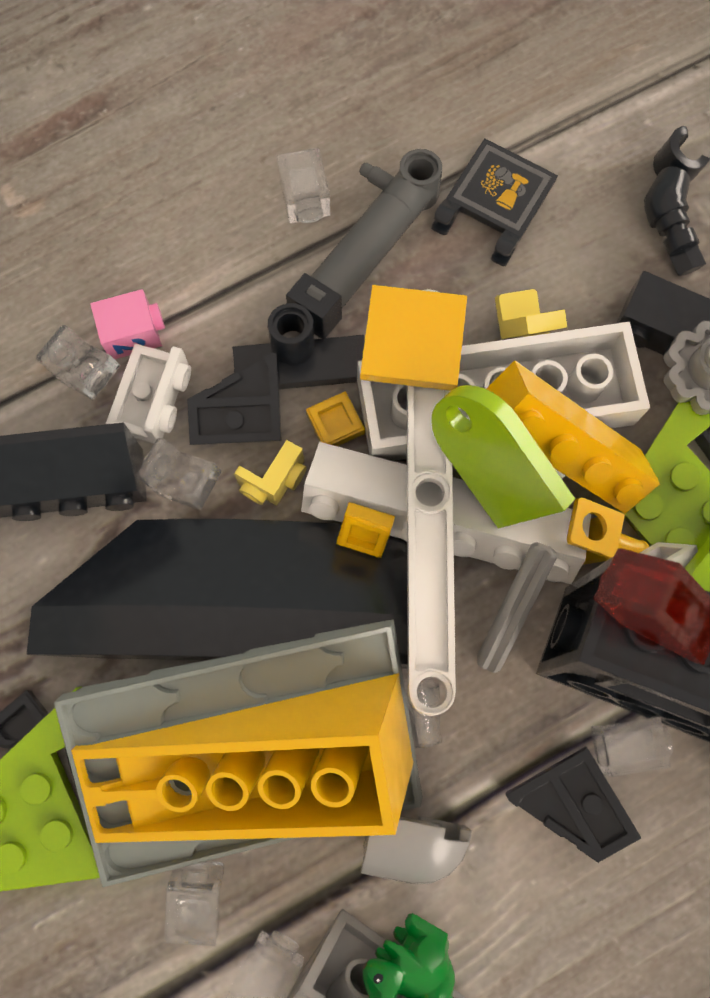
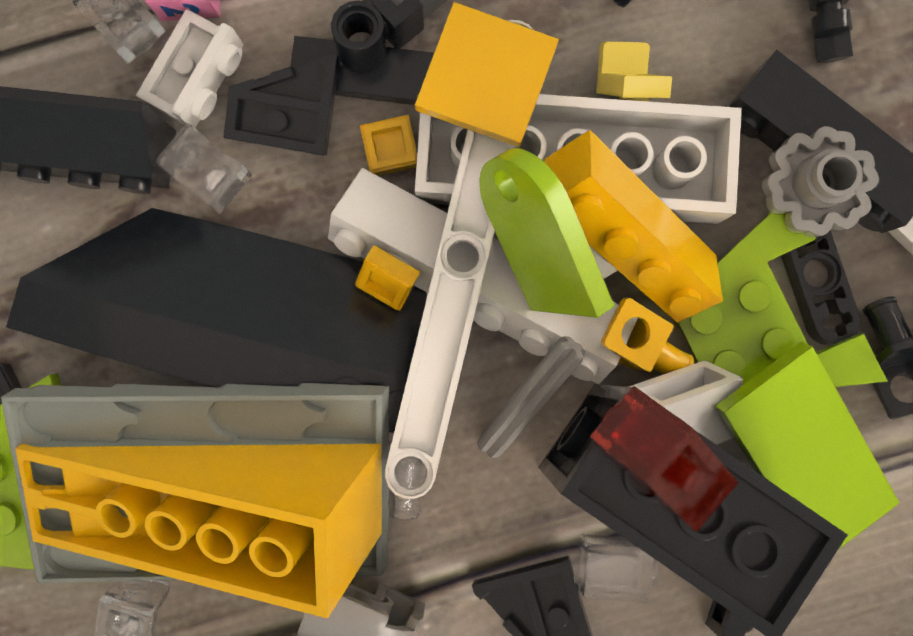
camera: 15 degrees right, 10 degrees up
(282, 474) = (316, 193): light yellow bracket -> none

